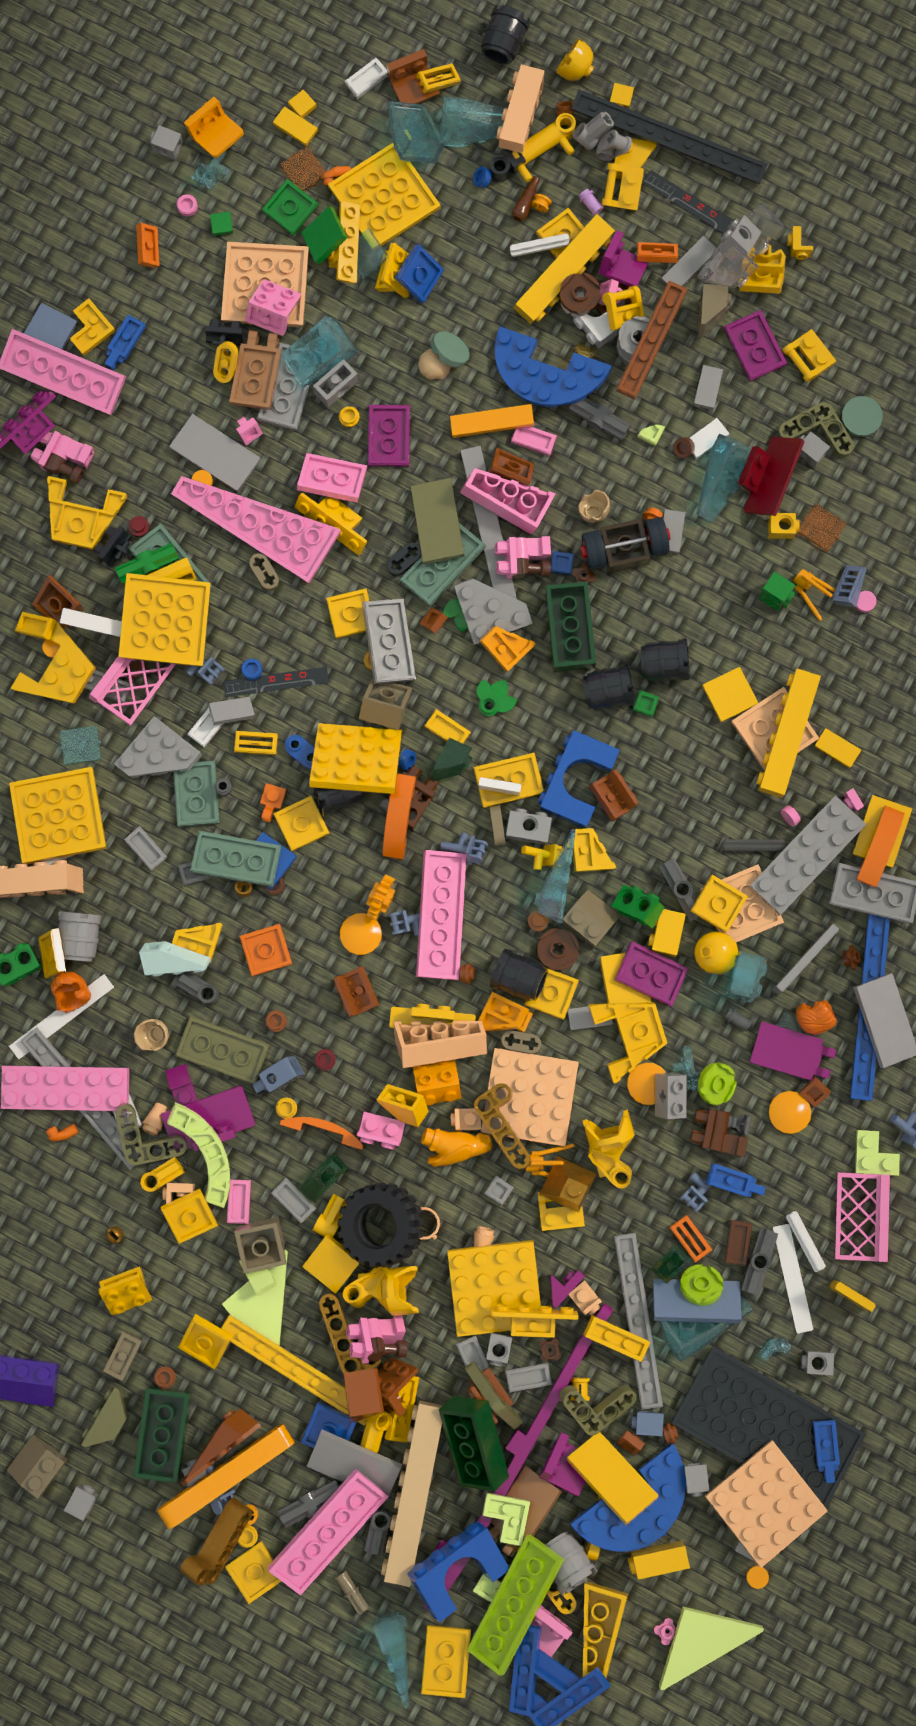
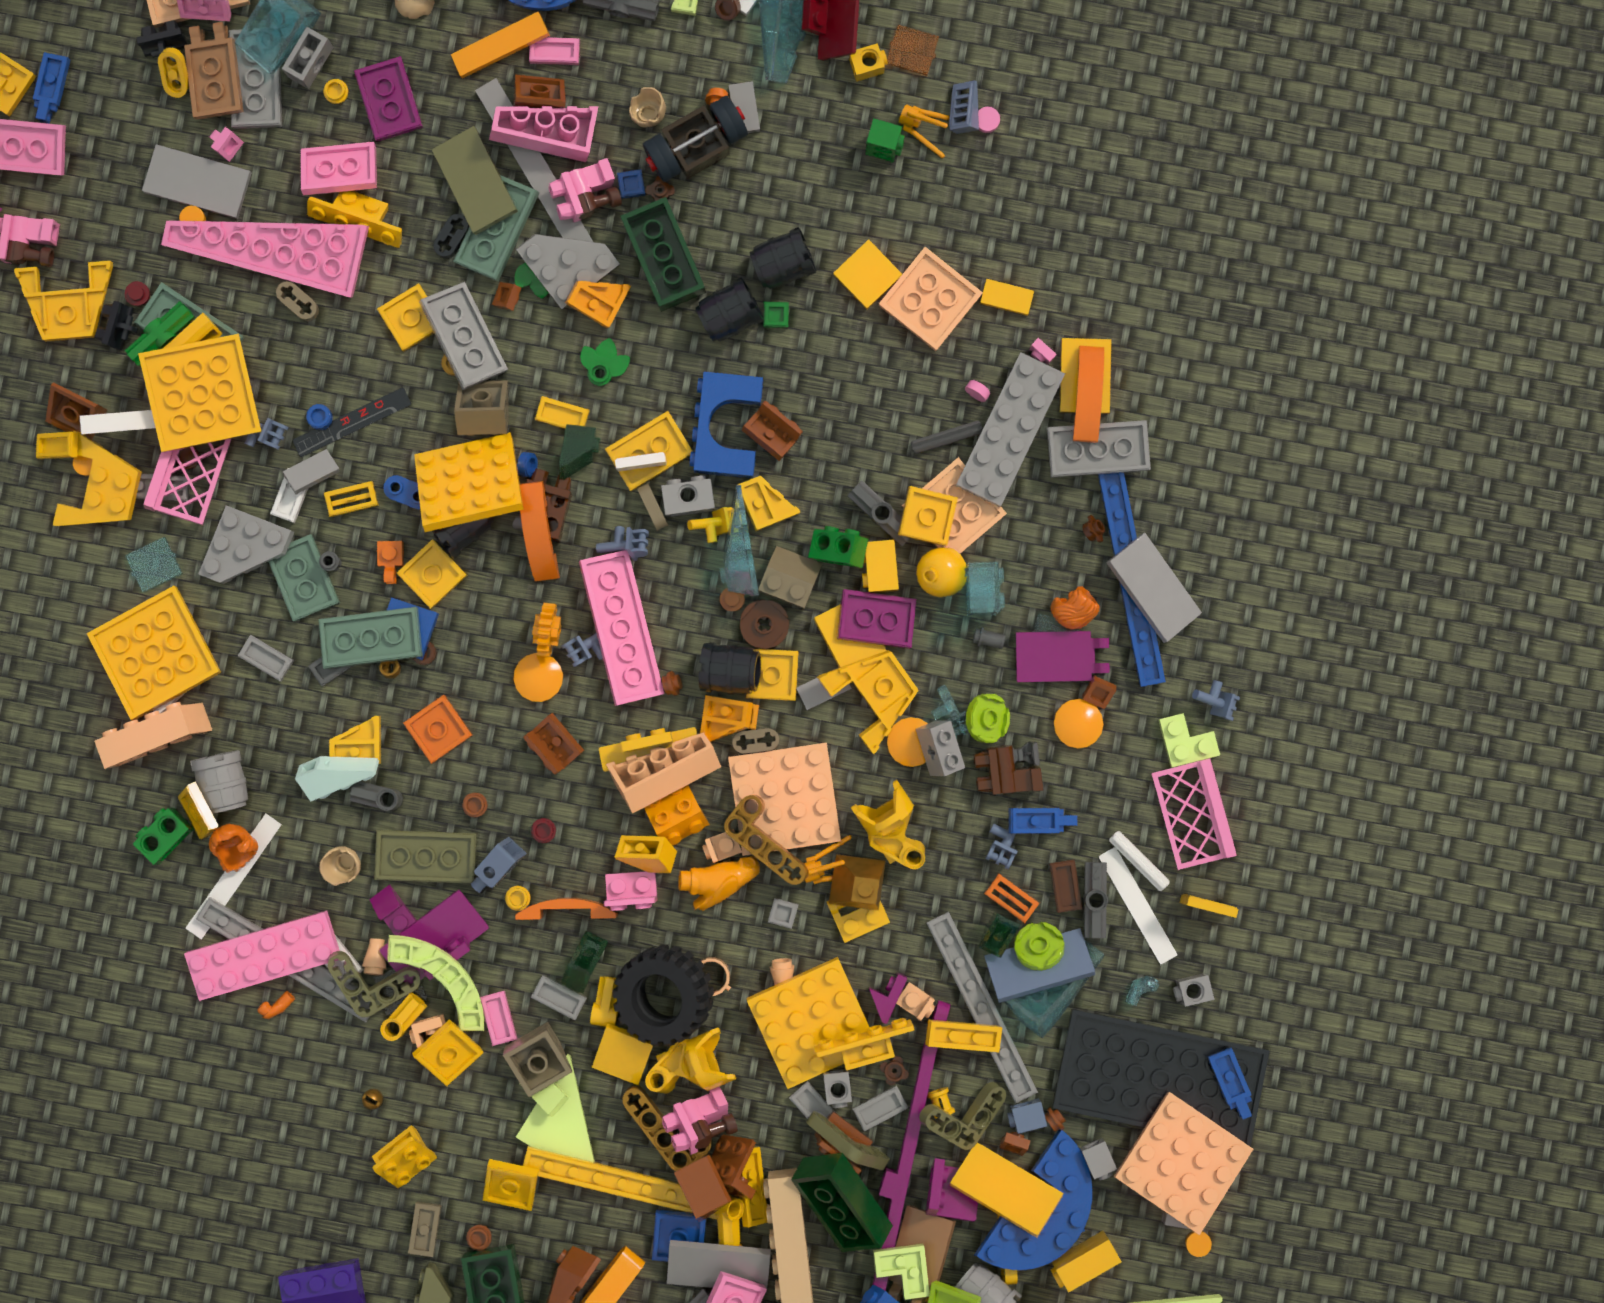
camera: 15 degrees left, 5 degrees up
(789, 733) = (947, 297): yellow brick -> none
(805, 959) = (1043, 548): light grey tile -> none

